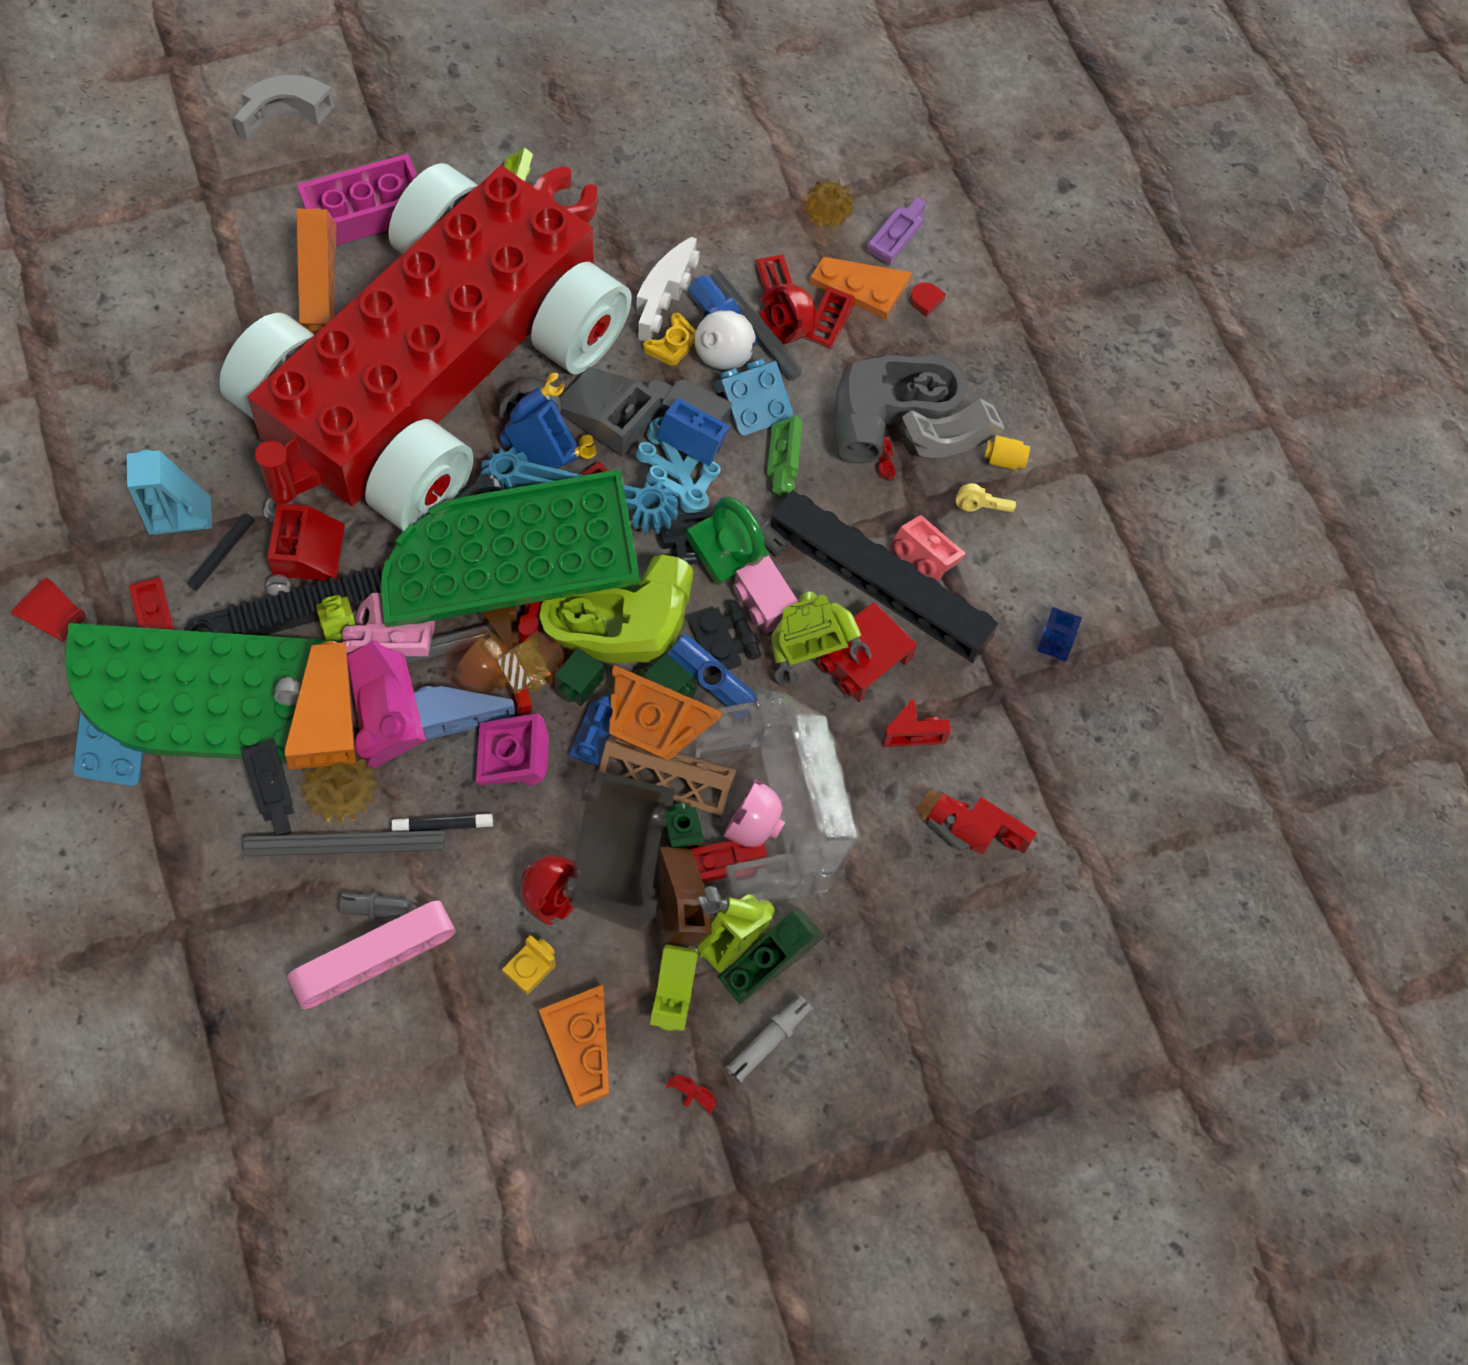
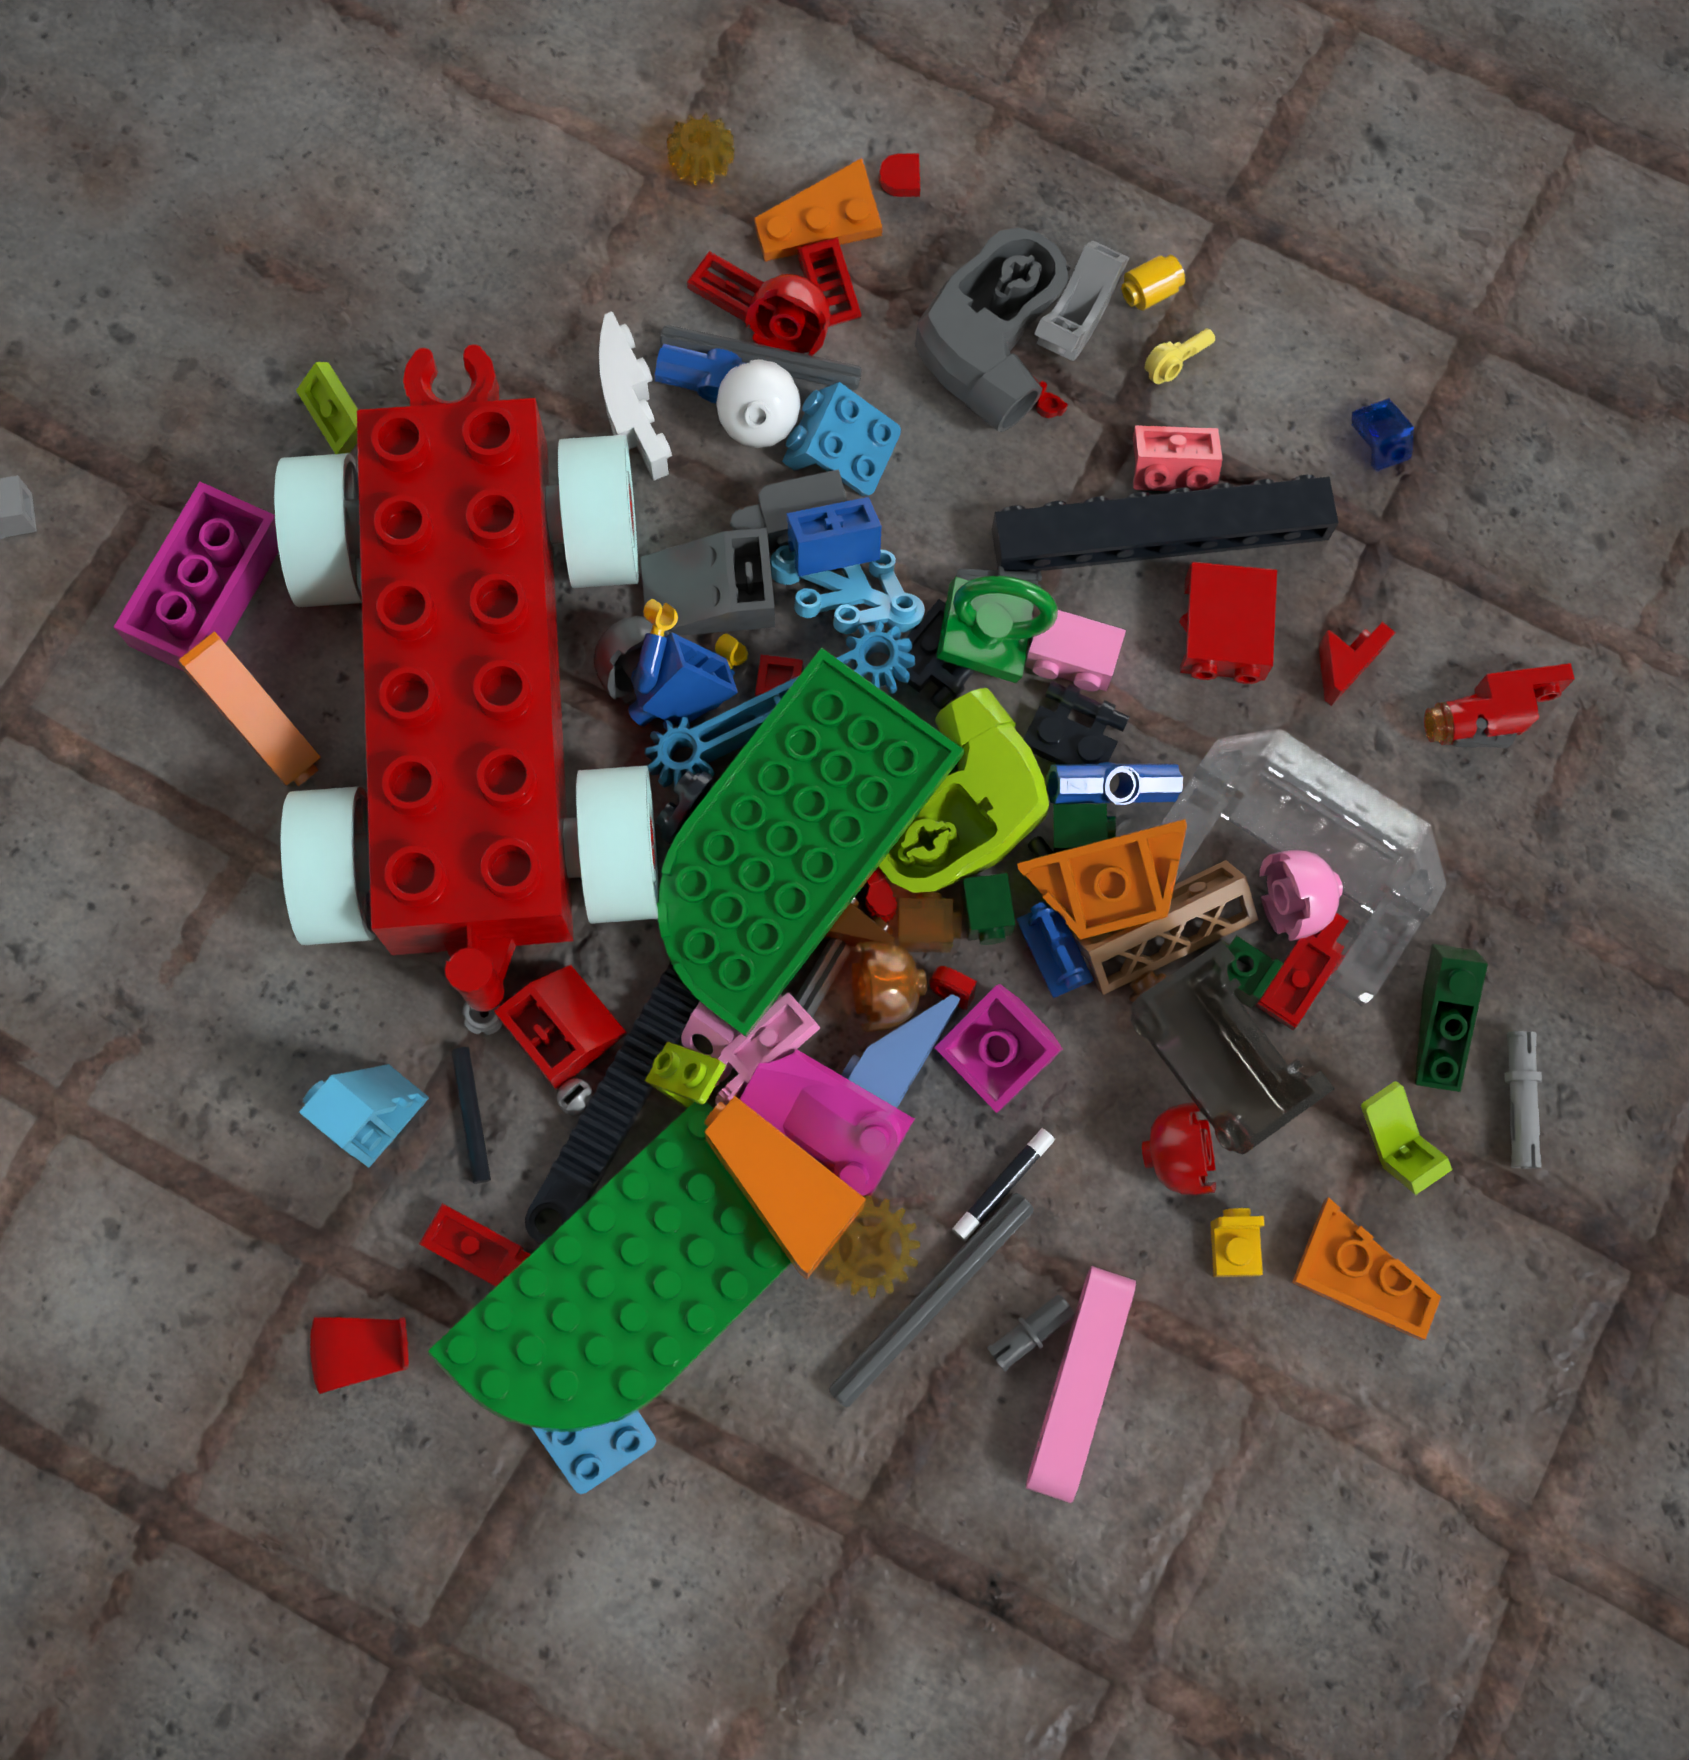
camera: 40 degrees left, 10 degrees up
(269, 784) = (802, 1312): black hinge -> none
(287, 691) = (723, 1199): light grey hinge -> none
(524, 667) = (938, 950): clear yellow brick -> none
(675, 344) = (700, 450): yellow piece -> none
(680, 887) = (1326, 1040): reddish brown slope -> none
(699, 1093) = (1495, 1218): red piece -> none
(734, 928) = (1404, 1031): lime torso -> none
(784, 455) = (939, 479): bright green hinge -> none
(812, 630) = (1170, 647): lime torso -> none
(897, 232) = (802, 123): medium lavender hinge -> none

